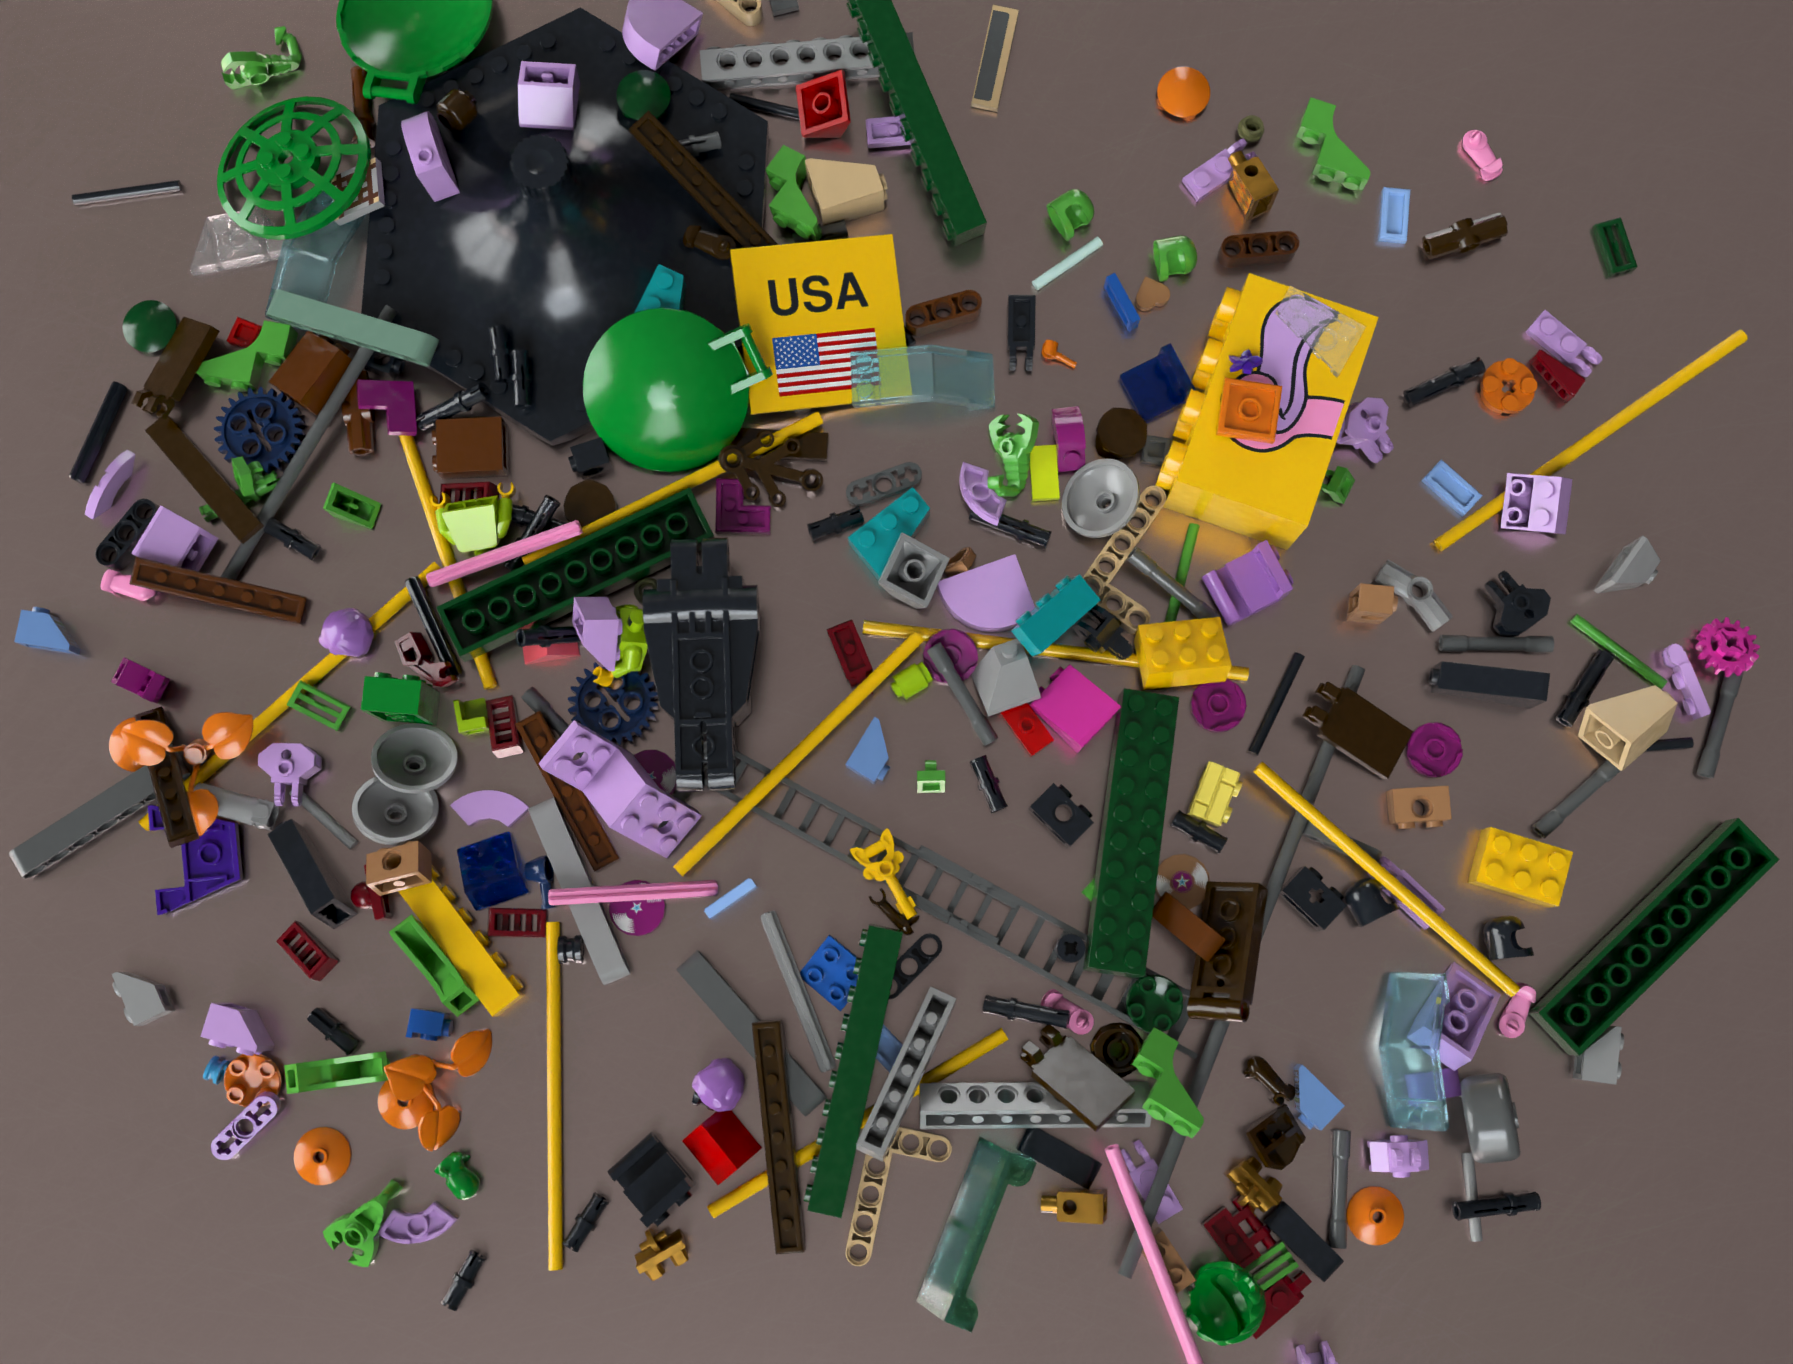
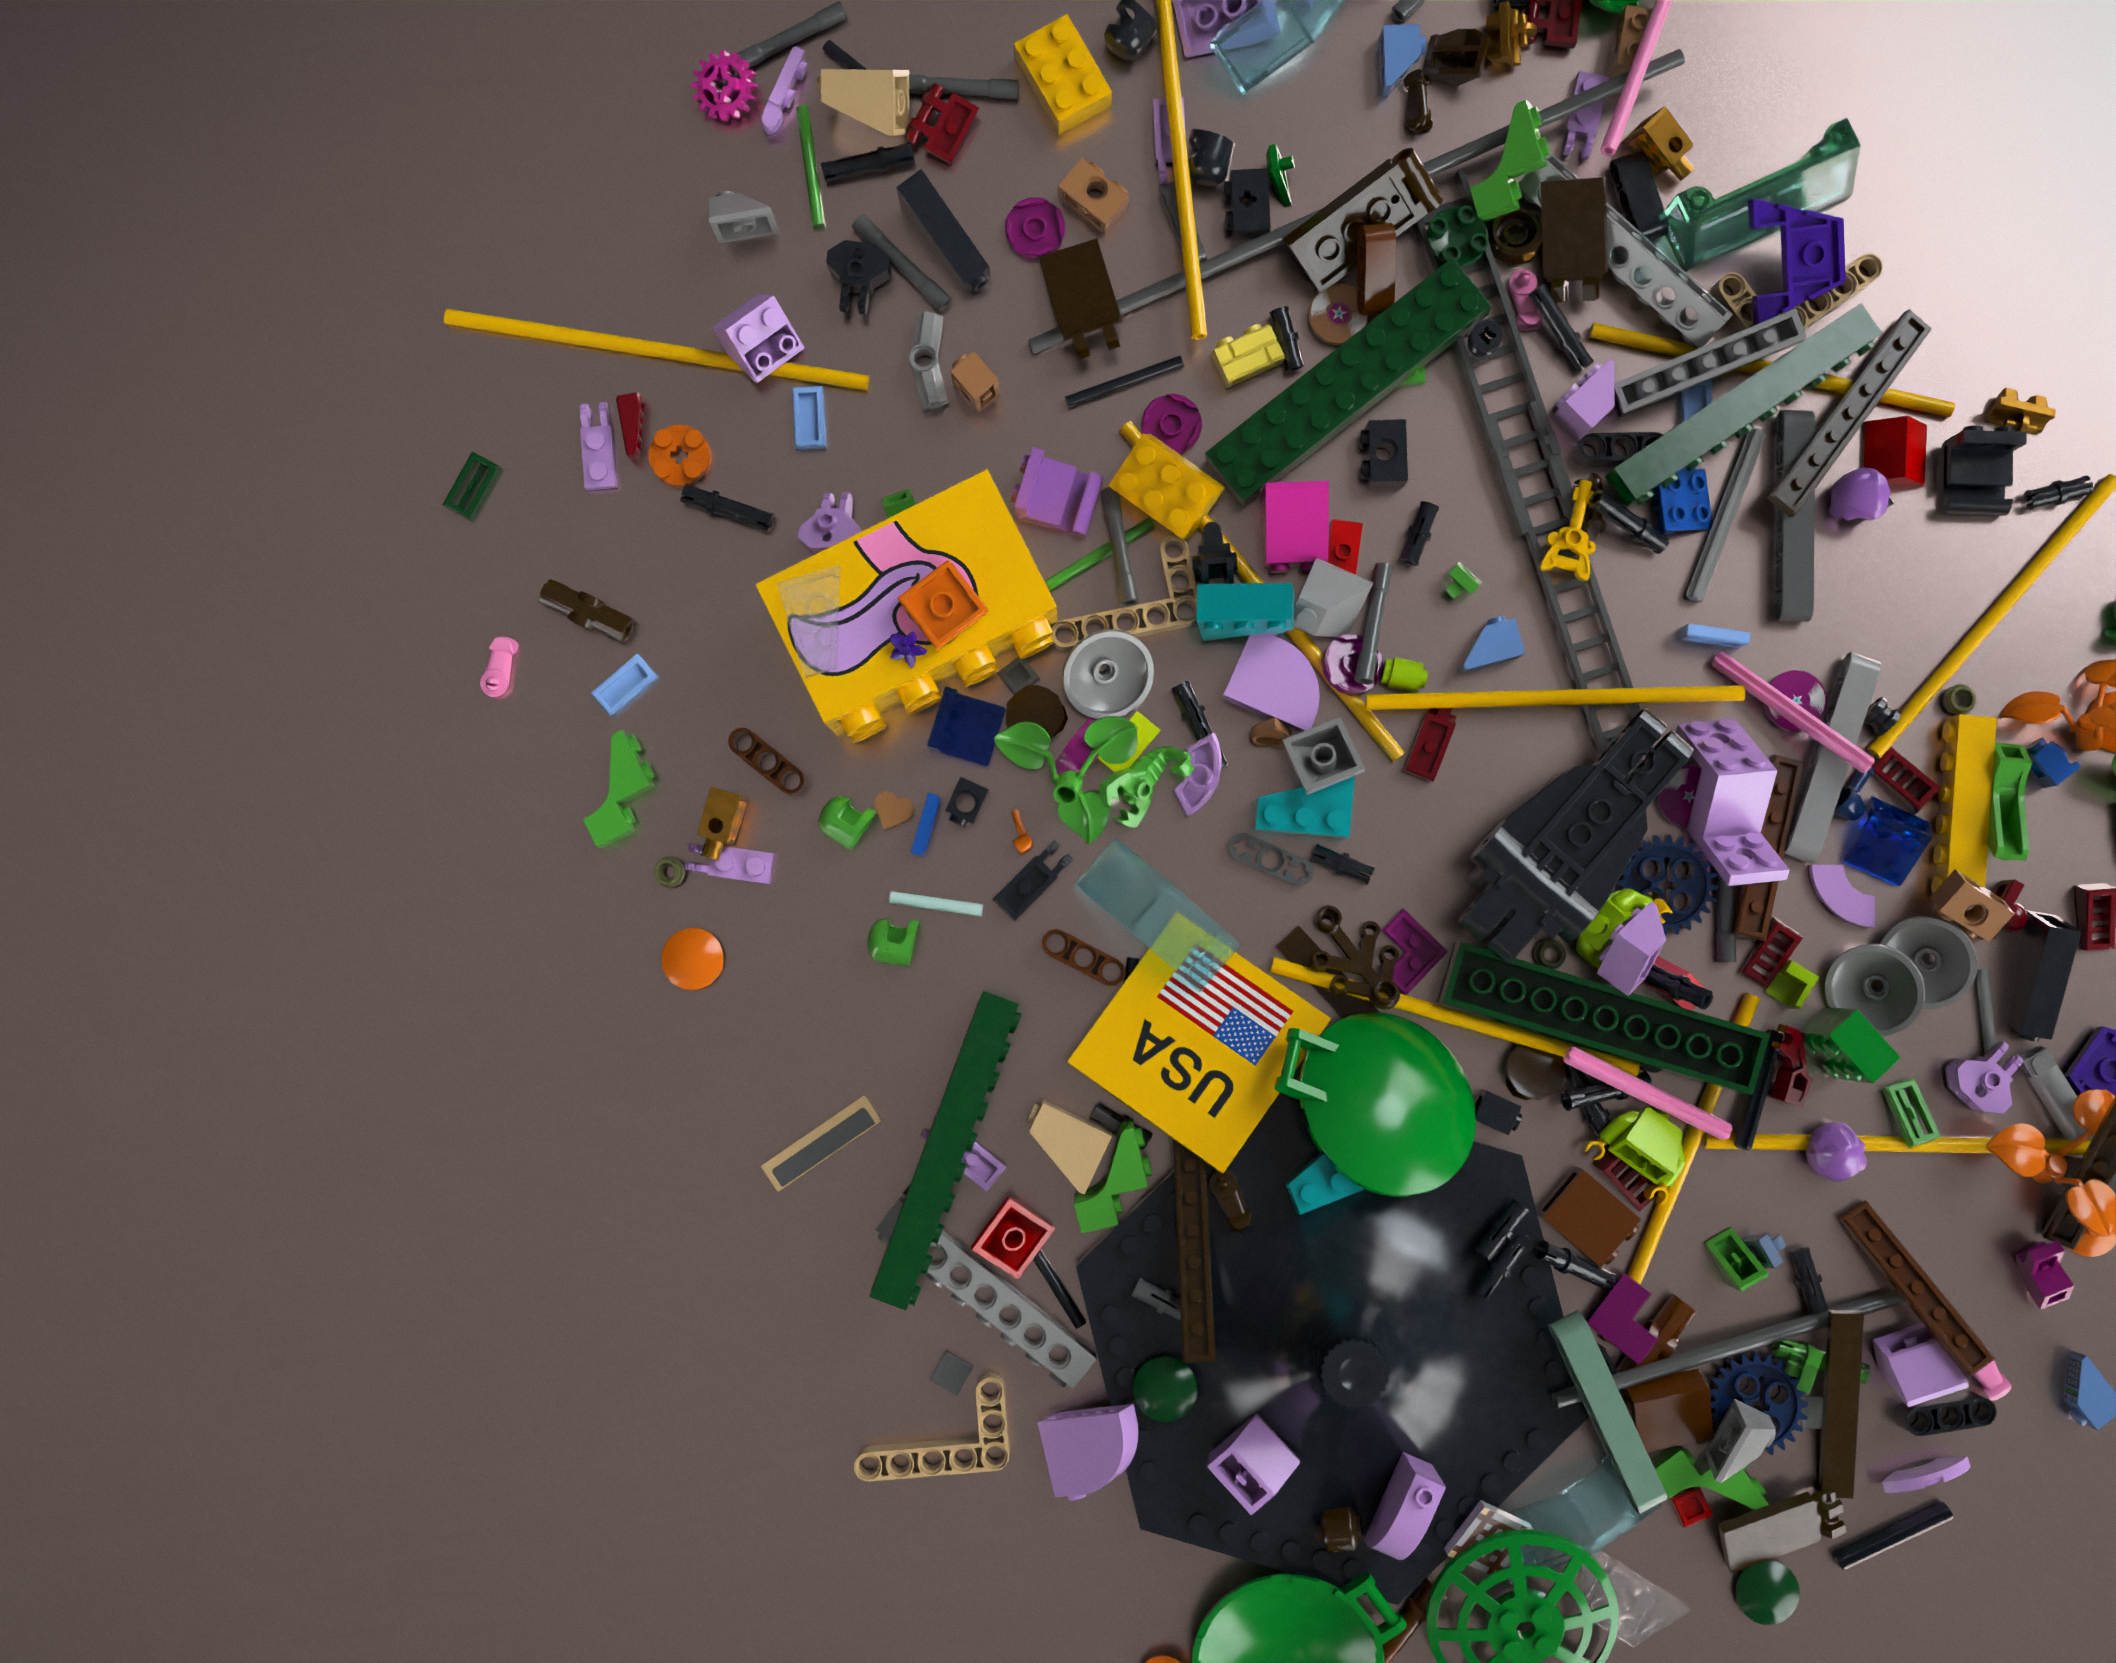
camera: 135 degrees left, 5 degrees up
(217, 461) = (1813, 1412): none -> white sticker
(251, 389) = (1738, 1440): none -> light grey slope
(338, 530) = (1766, 1249): none -> sand blue tile
(519, 1016) = (1967, 695): none -> olive plate
(851, 920) = (1638, 528): none -> black pin
(906, 1215) = (1809, 252): none -> dark purple wing
(960, 971) = (1587, 405): none -> lavender slope
(1063, 451) = (1082, 812): none -> bright green plant
(1110, 351) = (966, 788): none -> black brick
(1314, 938) = (1276, 169): none -> green piece
(1556, 763) = (951, 127): none -> dark red plate

